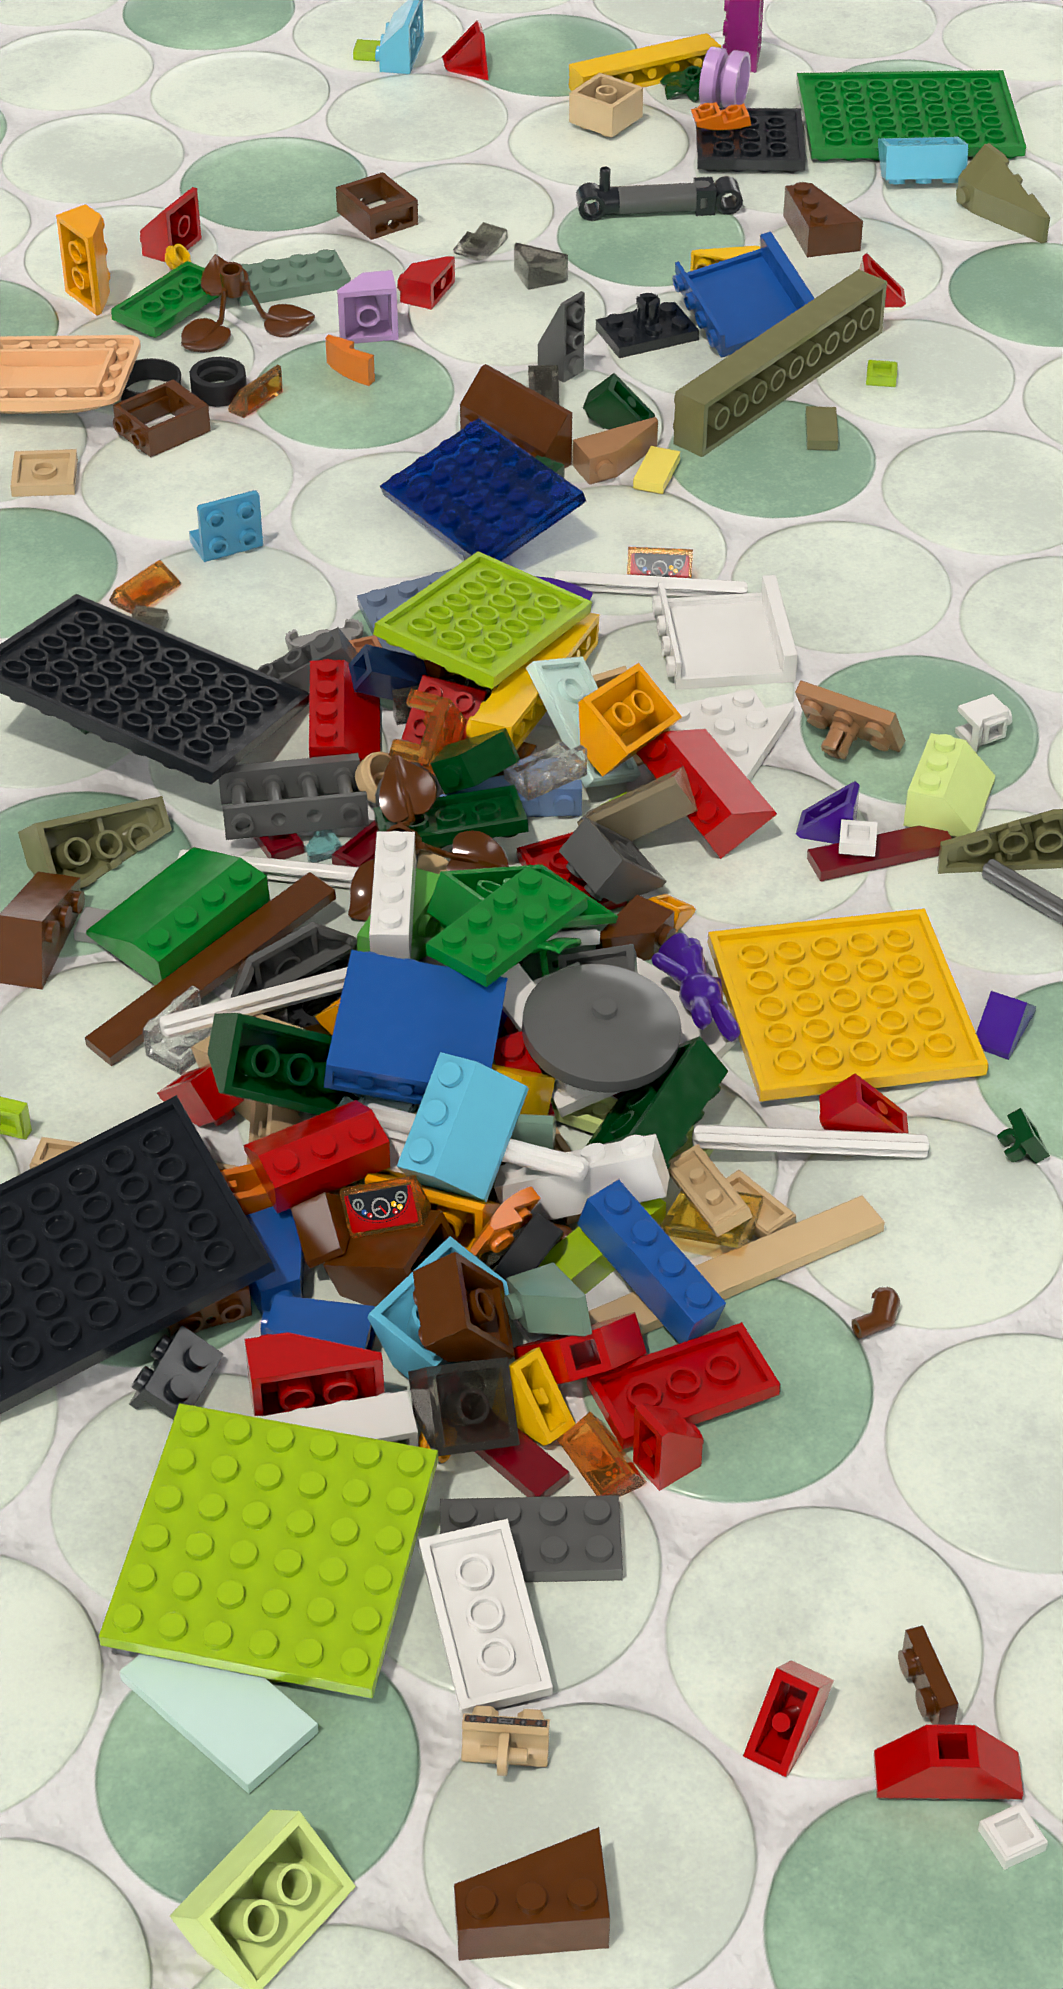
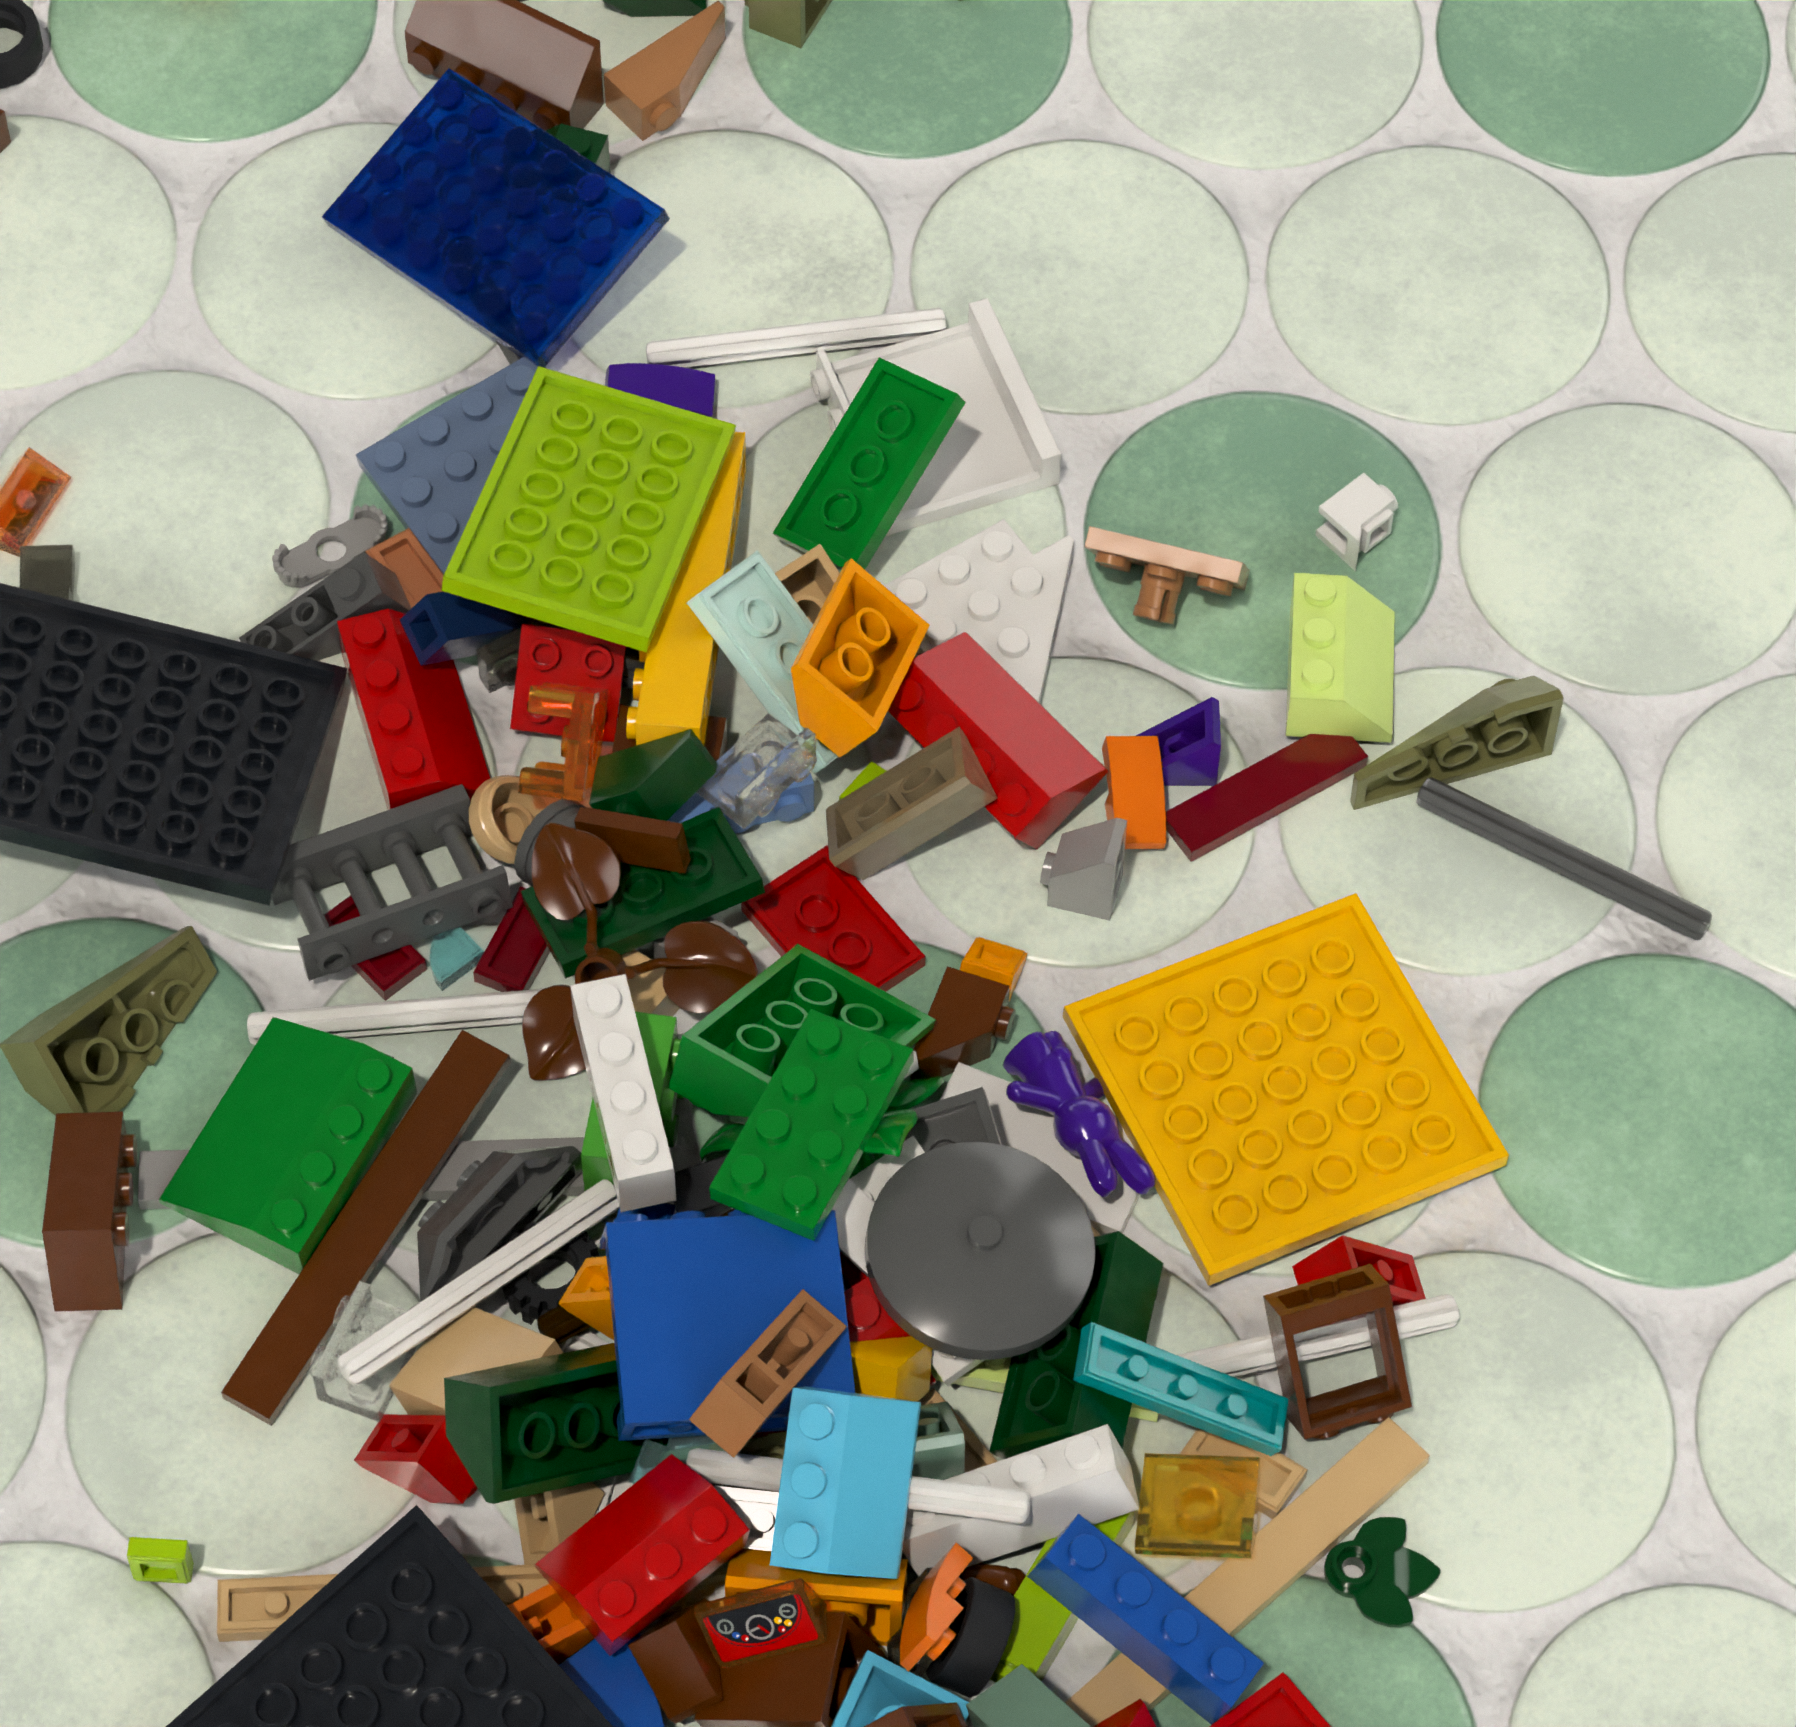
camera: 15 degrees left, 15 degrees up
(228, 526) = (116, 365): dark azure bracket -> none
(257, 393) = (65, 55): clear orange slope -> none
(411, 1052) = (767, 1373): none -> medium nougat slope
(457, 785) = (638, 838): none -> reddish brown tile
(609, 863) = (892, 915): dark grey slope -> none
(656, 470) = (740, 94): light yellow tile -> none
(660, 562) = (802, 299): slope -> none
(676, 631) = (870, 465): none -> green plate
(708, 1191) = (1189, 1475): tan tile -> none
(717, 1137) = (1181, 1389): none -> teal tile
(748, 864) = (1087, 869): none -> light grey slope
(792, 832) = (1136, 789): none -> orange slope
(830, 1283) = (1388, 1569): none -> dark green plate
(834, 1099) = (1328, 1302): none -> reddish brown window
(858, 837) = (1233, 786): white plate -> none
(881, 1317) = (1463, 1606): reddish brown arm -> none
(1003, 1024) = (1511, 1071): dark purple slope -> none
(1025, 1138) = (1588, 1268): dark green tile -> none

